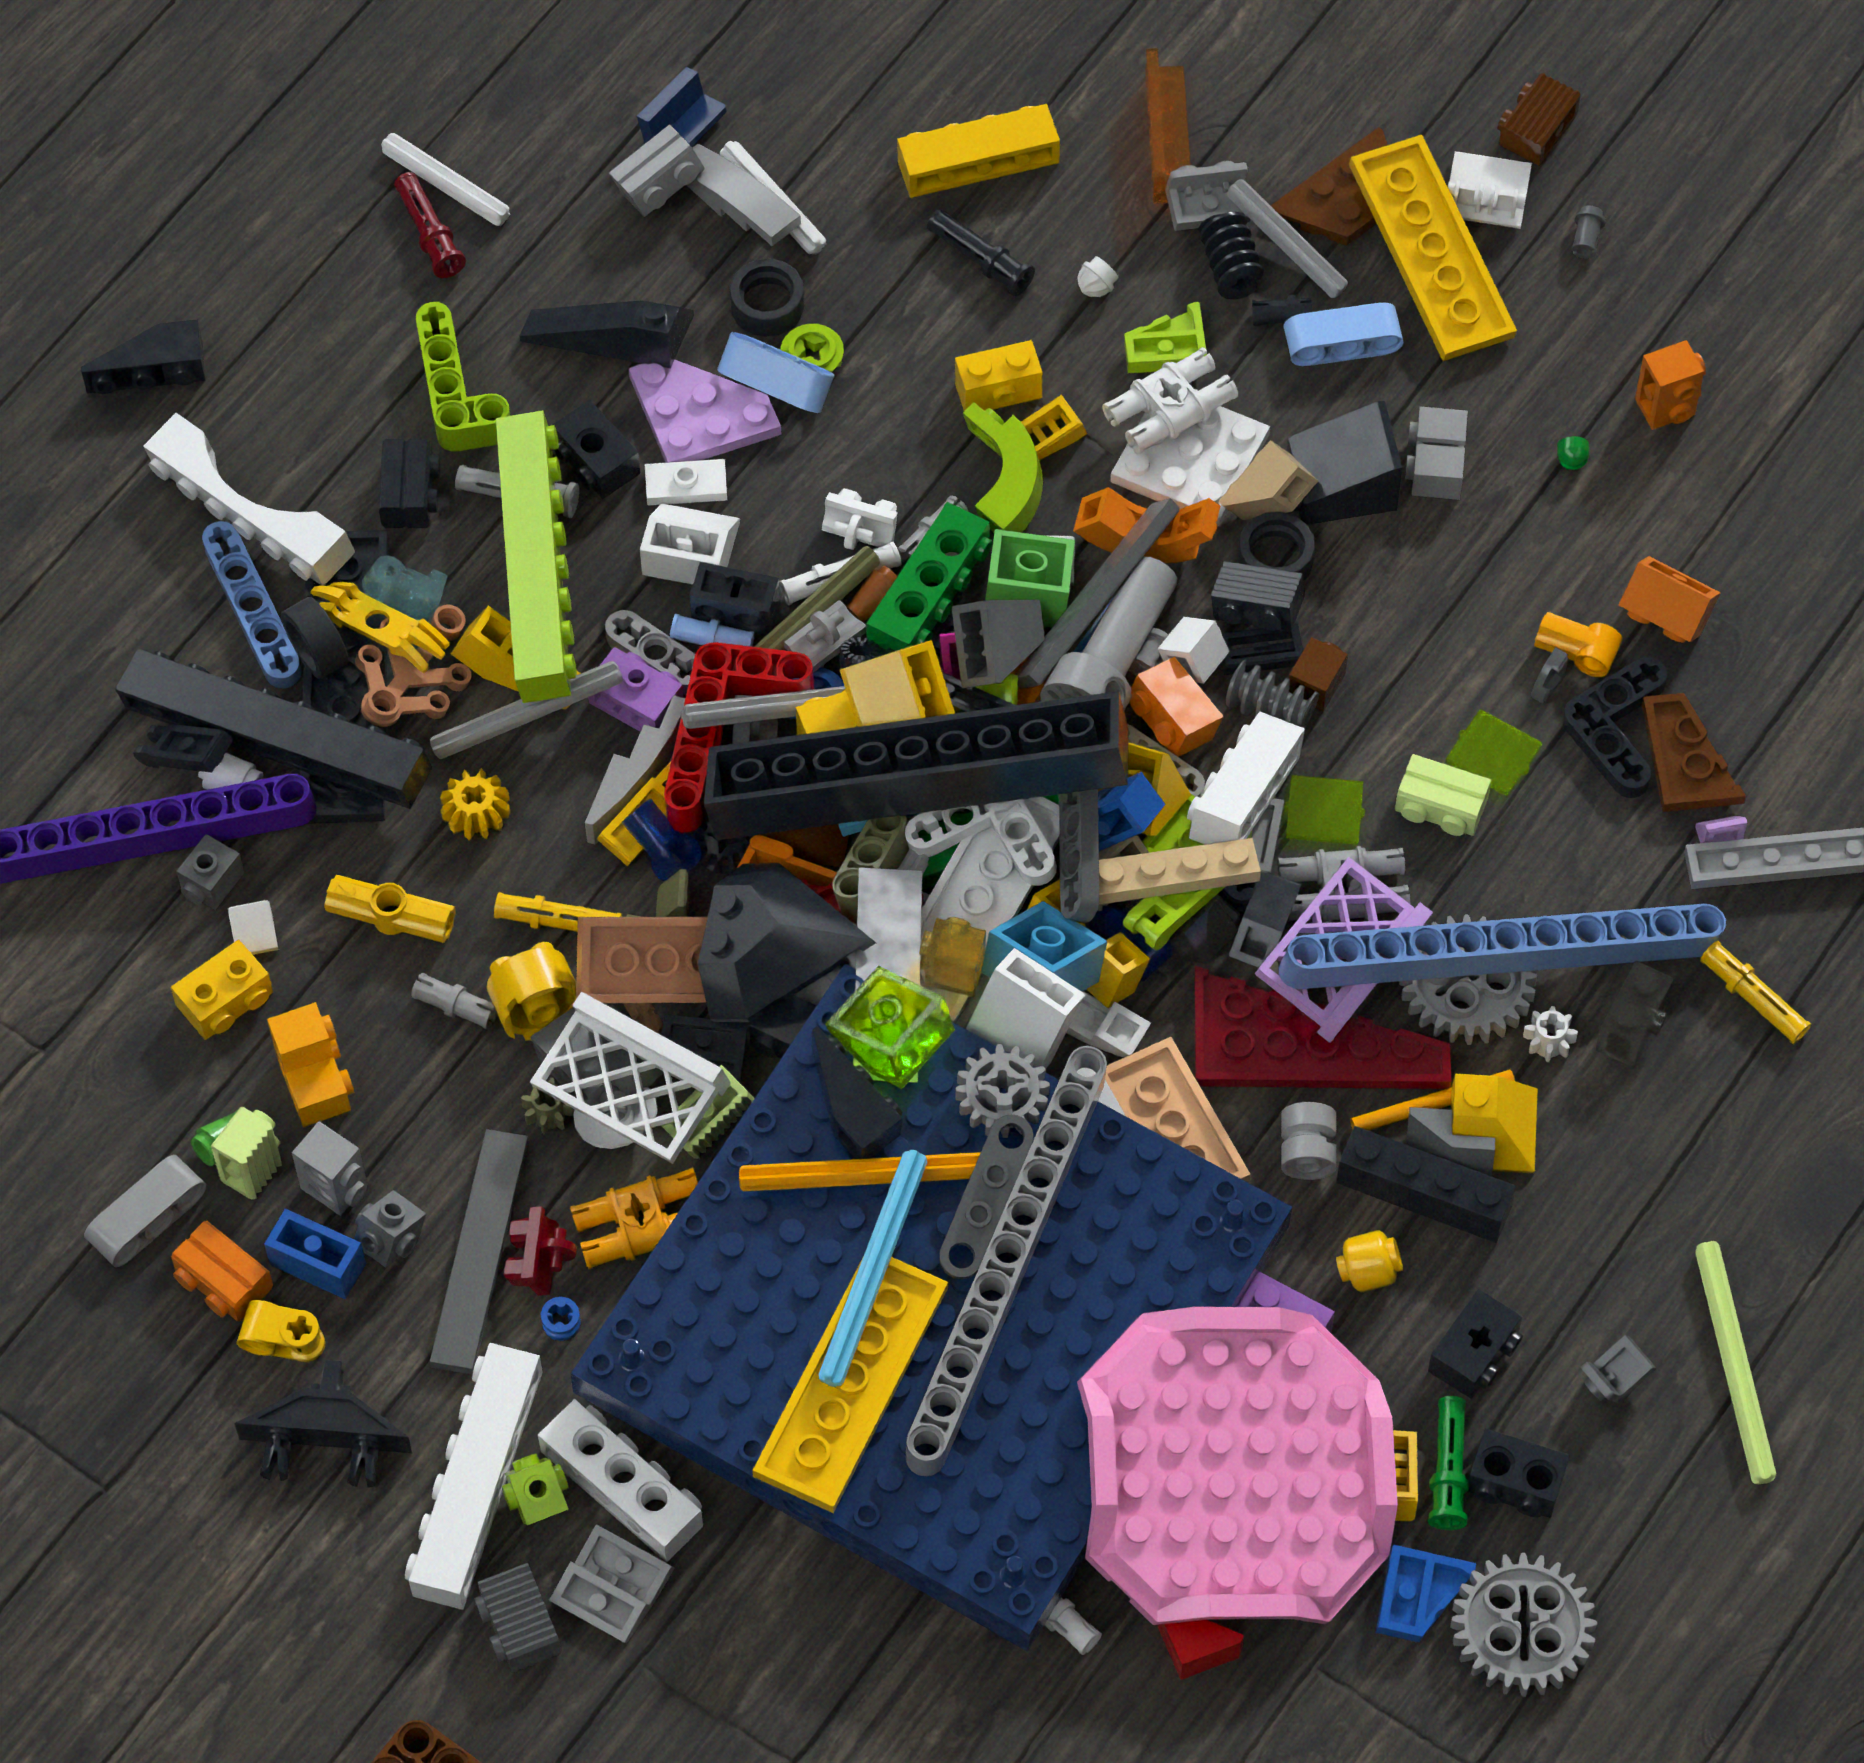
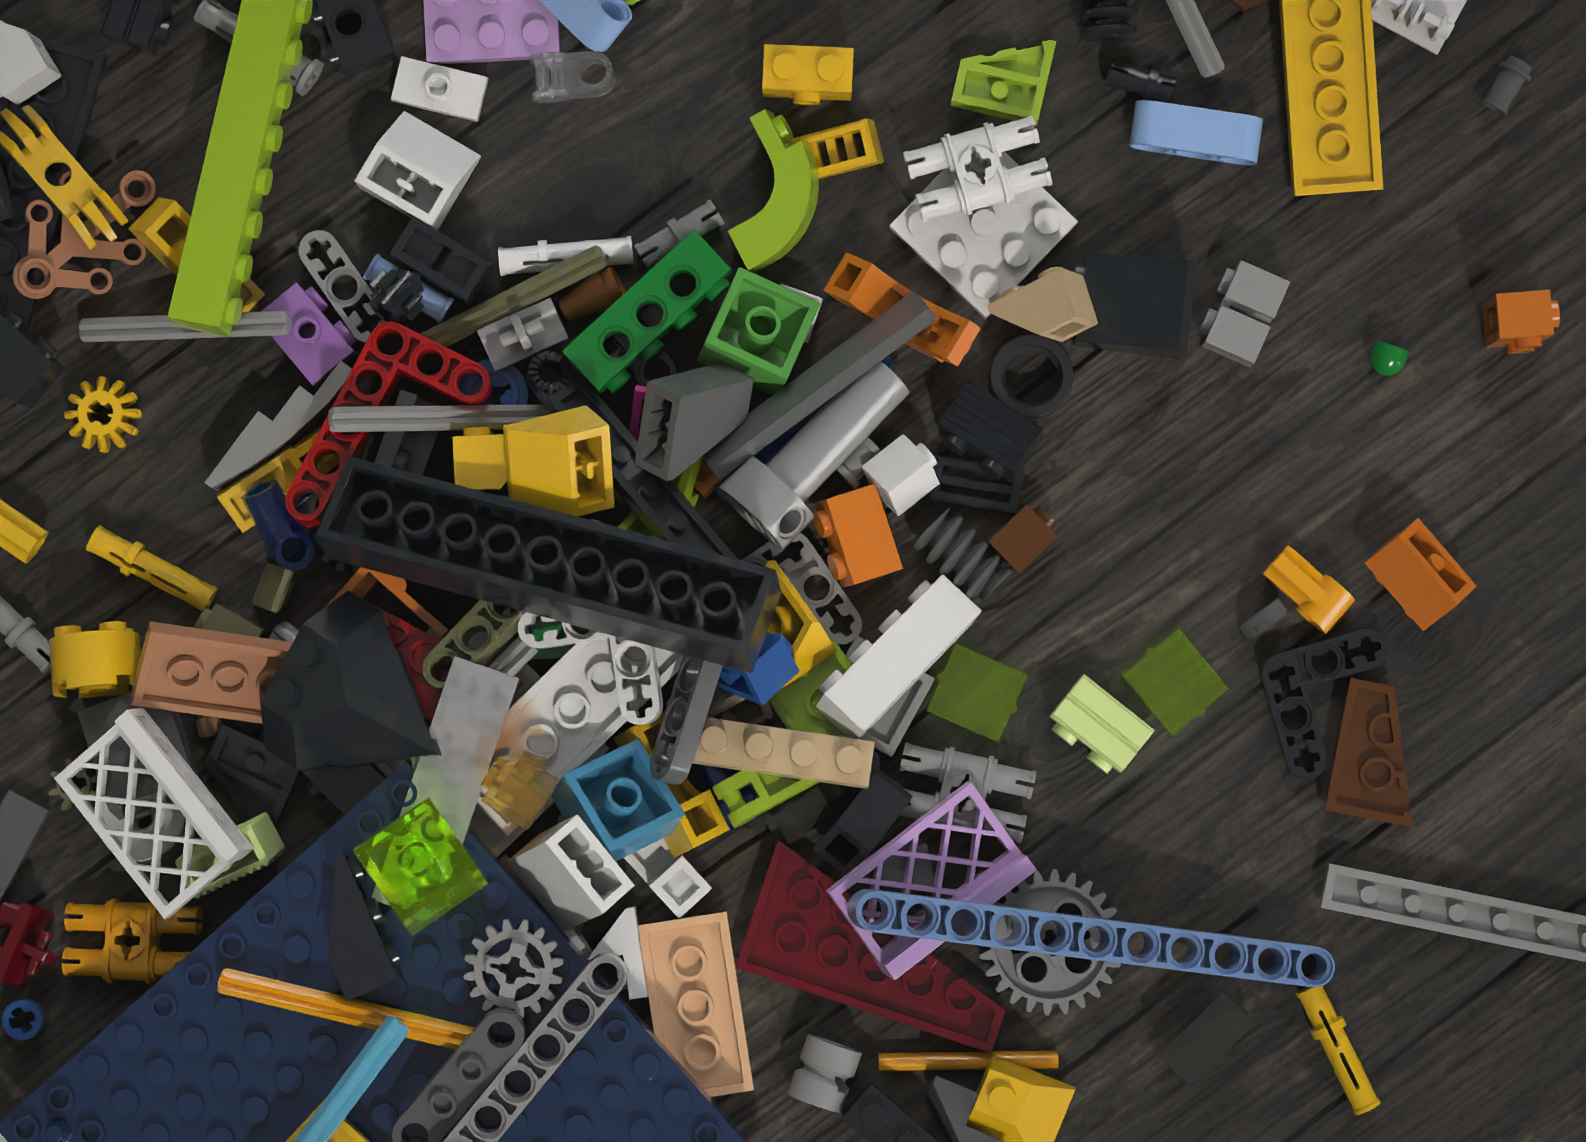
camera: 20 degrees right, 25 degrees up
(404, 587) = (88, 132): clear light blue leg -> none
(706, 625) = (396, 296): none -> black gear
(795, 436) = (567, 76): none -> clear piece
(859, 521) = (601, 204): white hips -> none
(1551, 1022) = (1114, 1043): white gear -> none
(1721, 829) = (1374, 849): lavender slope -> none

